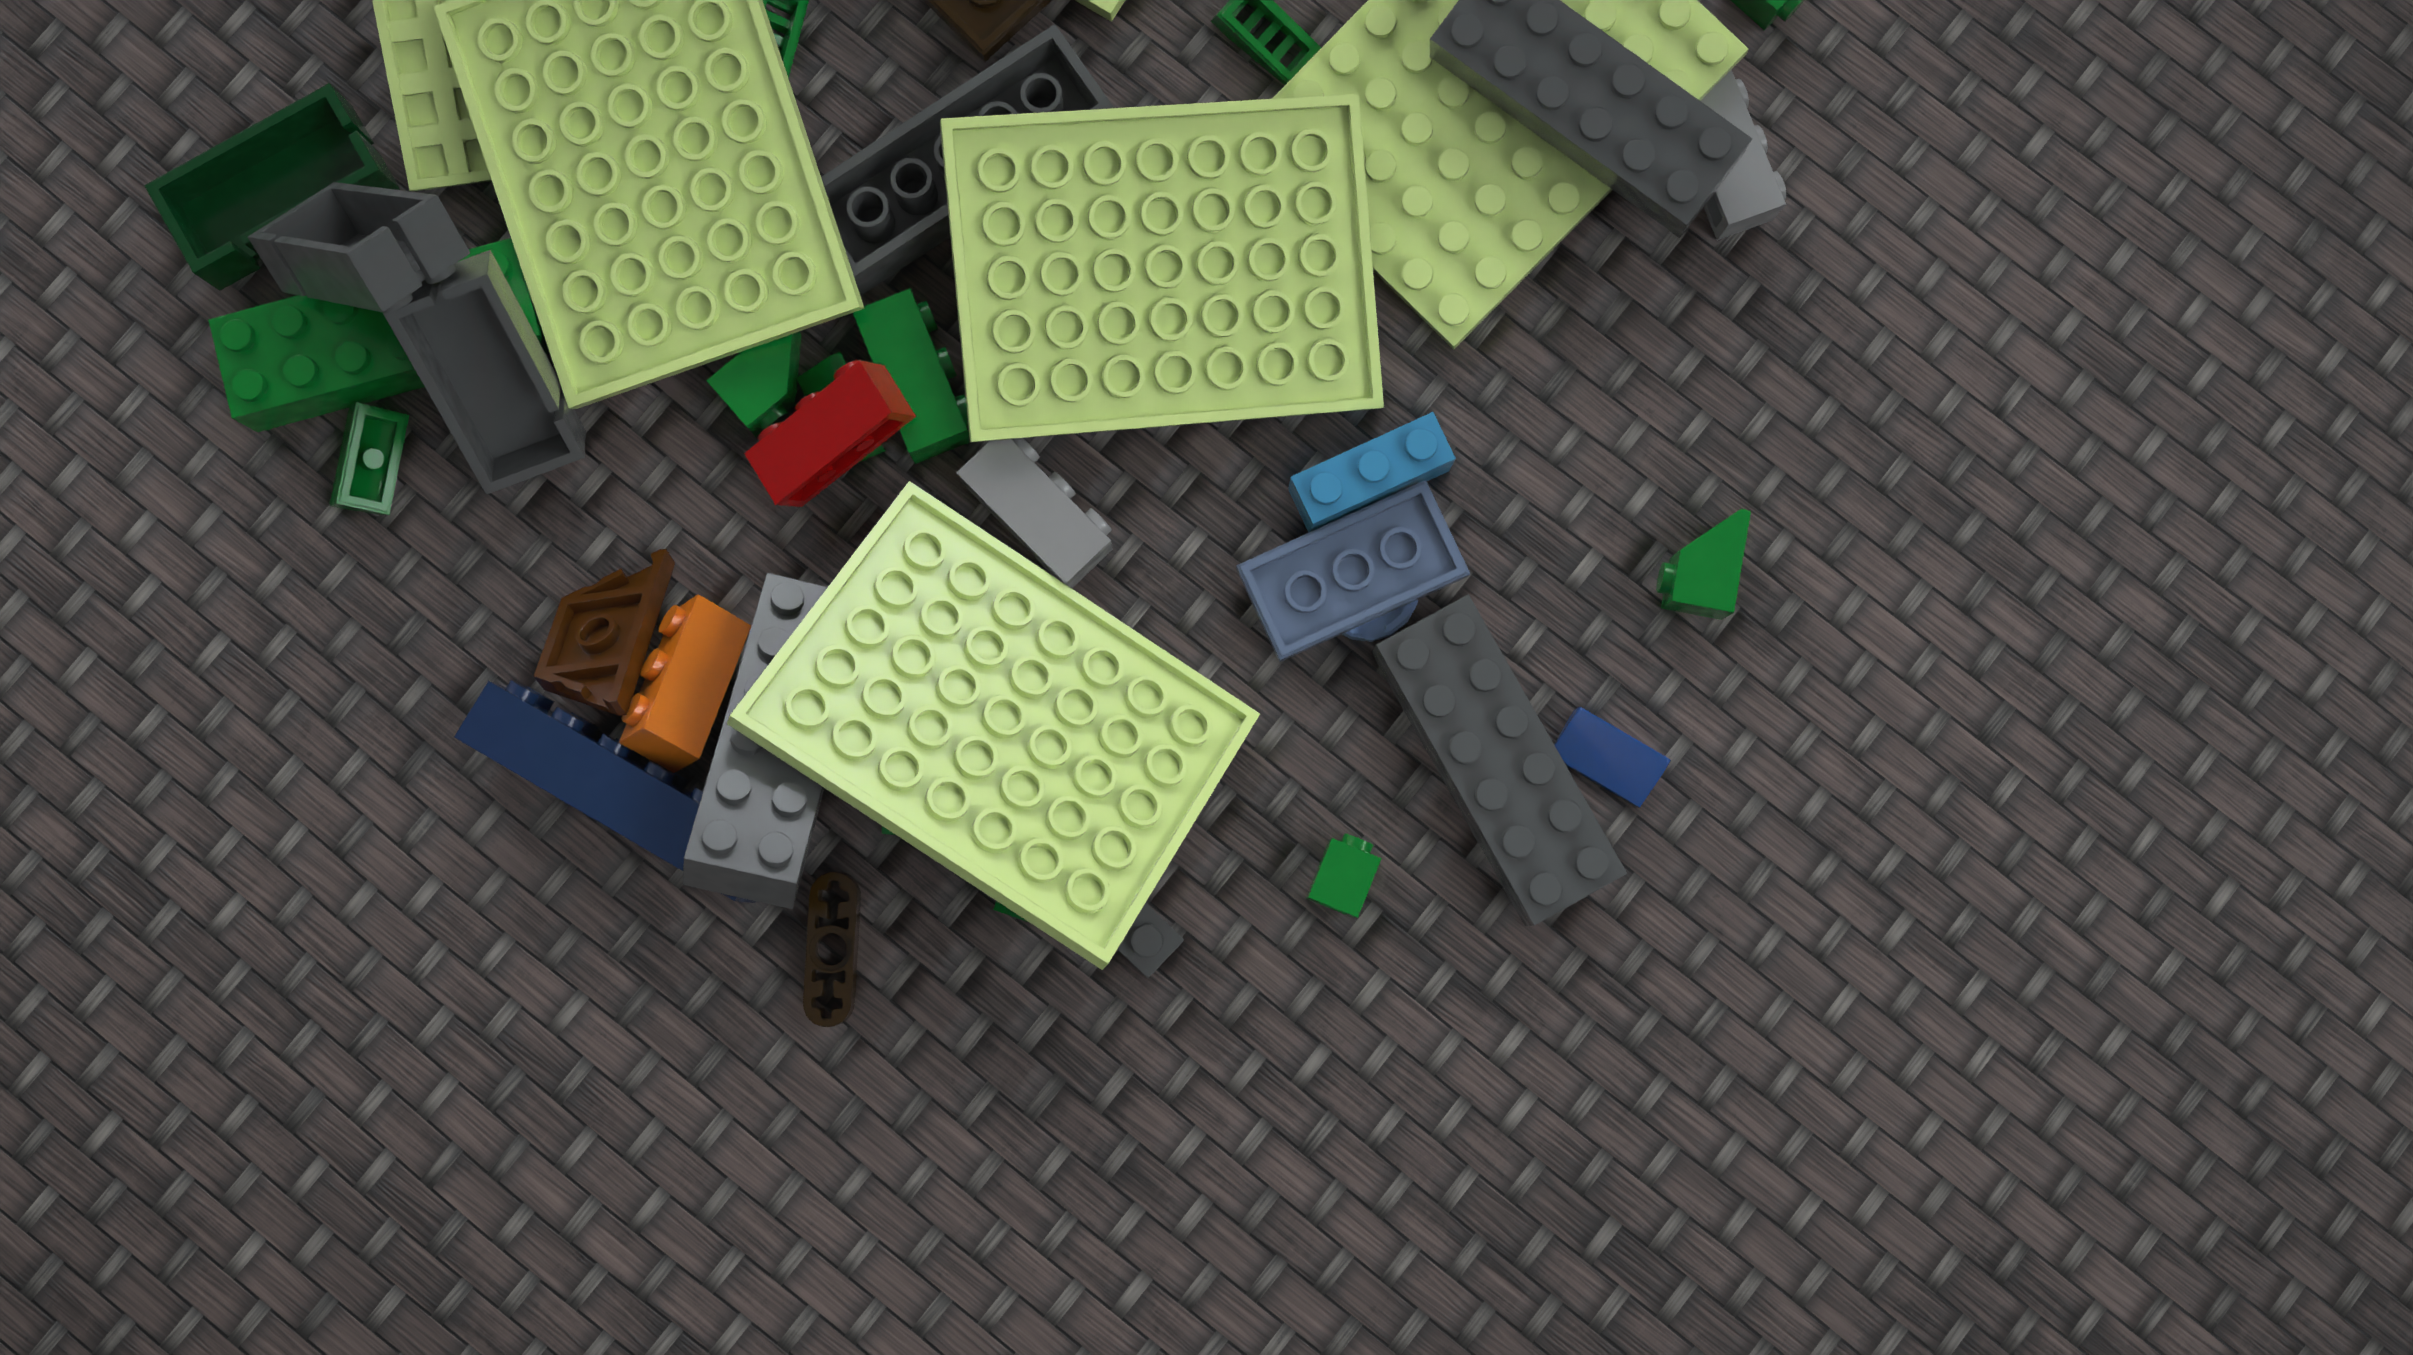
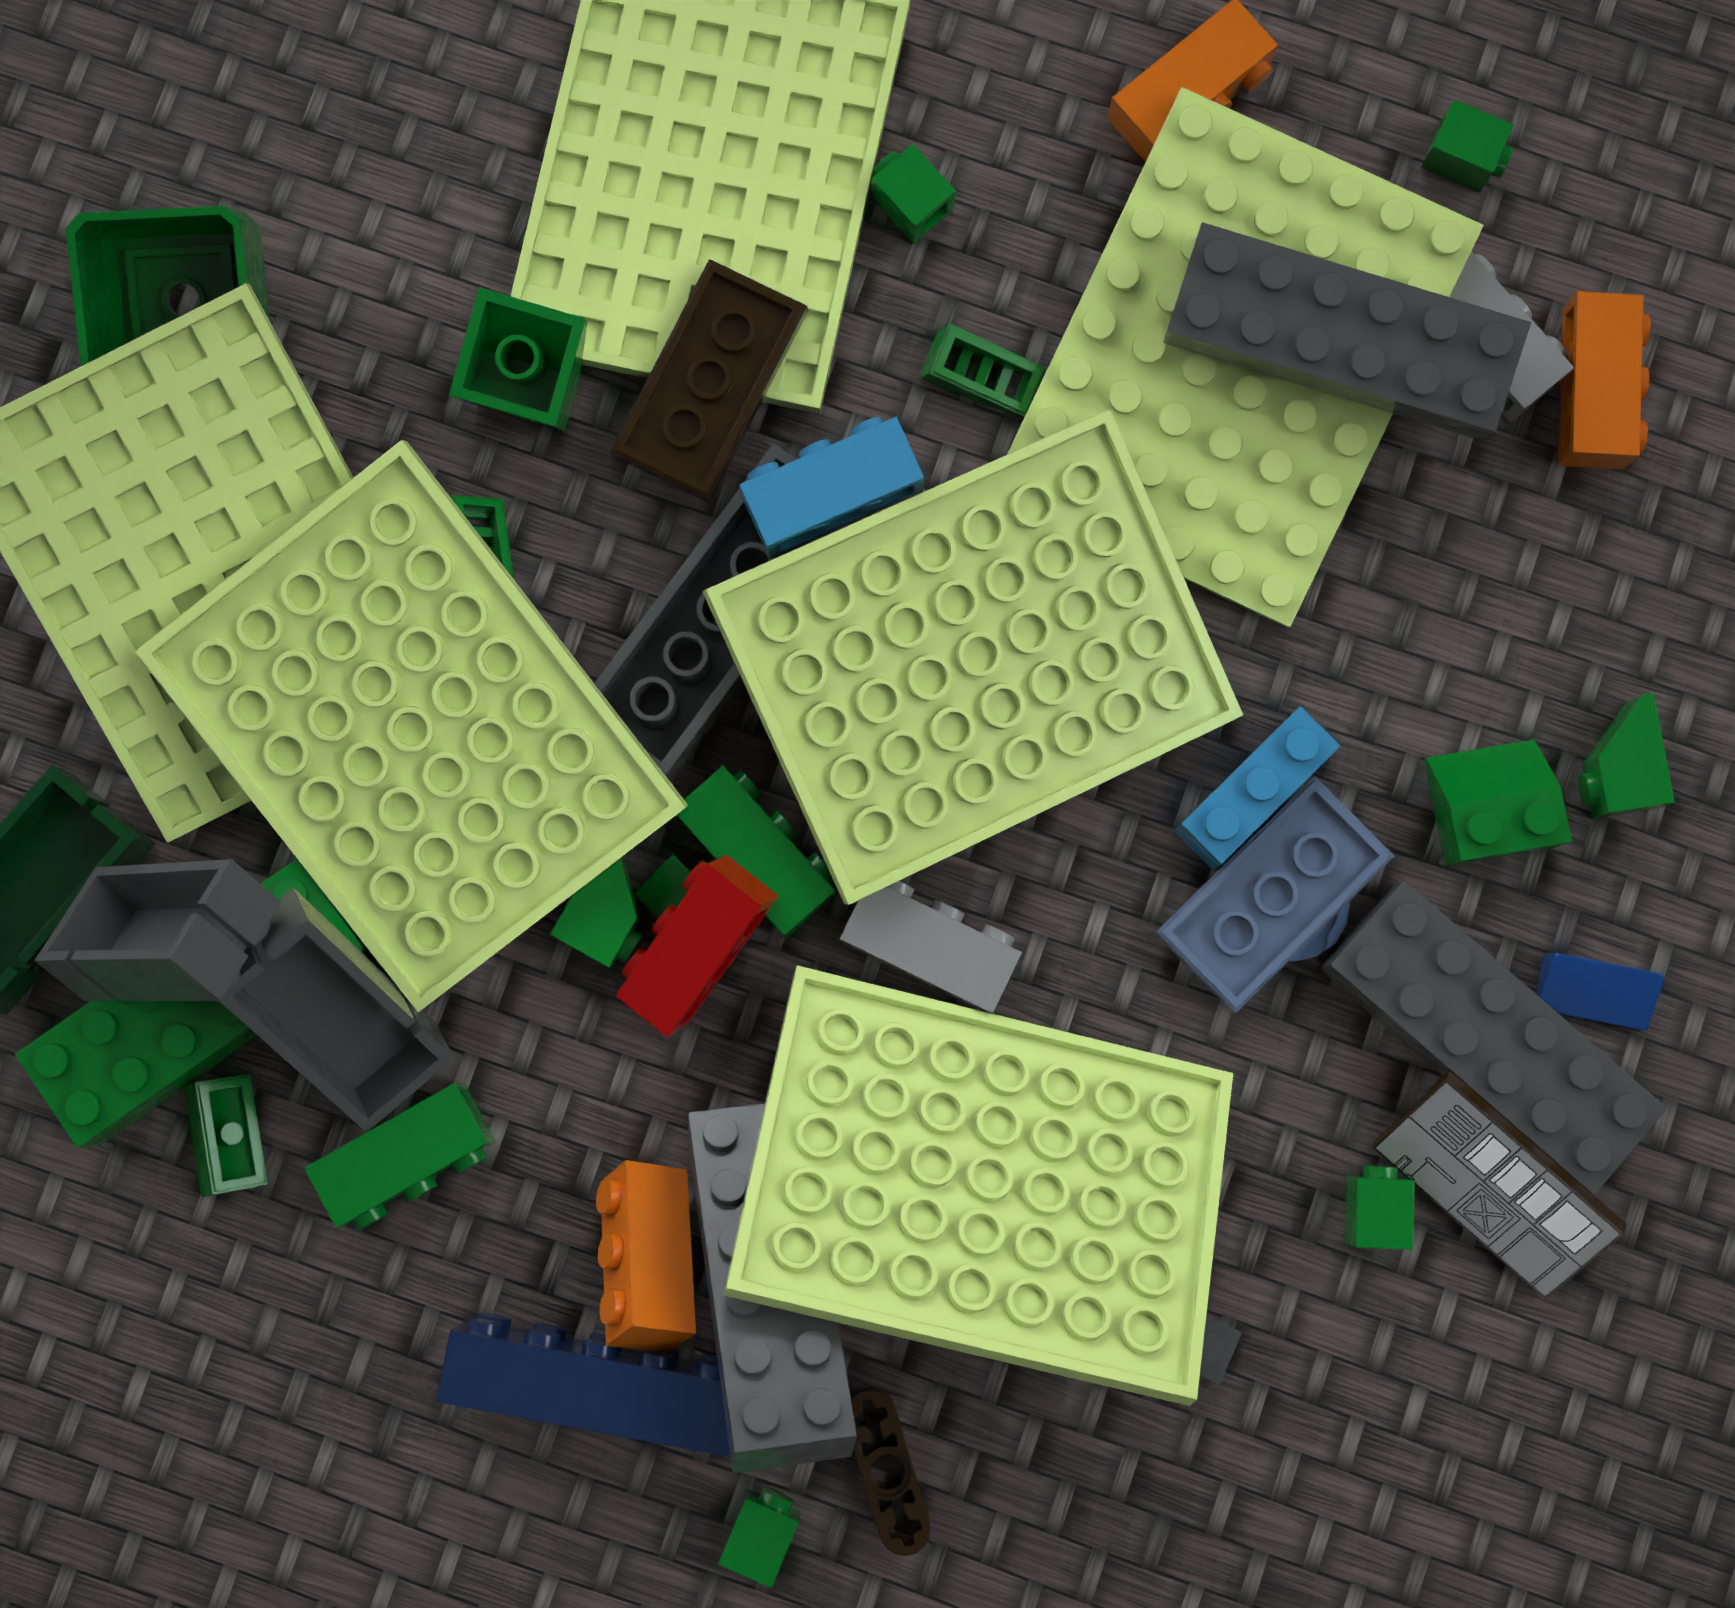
camera: 15 degrees left, 0 degrees up
(510, 529) = (401, 1157): none -> green brick
(604, 637) = (543, 1237): reddish brown wing -> none
(699, 963) = (761, 1535): none -> green brick
(1088, 71) = (831, 485): none -> dark azure brick
(1456, 891) = (1499, 1185): none -> tile
(1578, 563) = (1496, 803): none -> green slope
(1810, 228) = (1605, 388): none -> orange brick

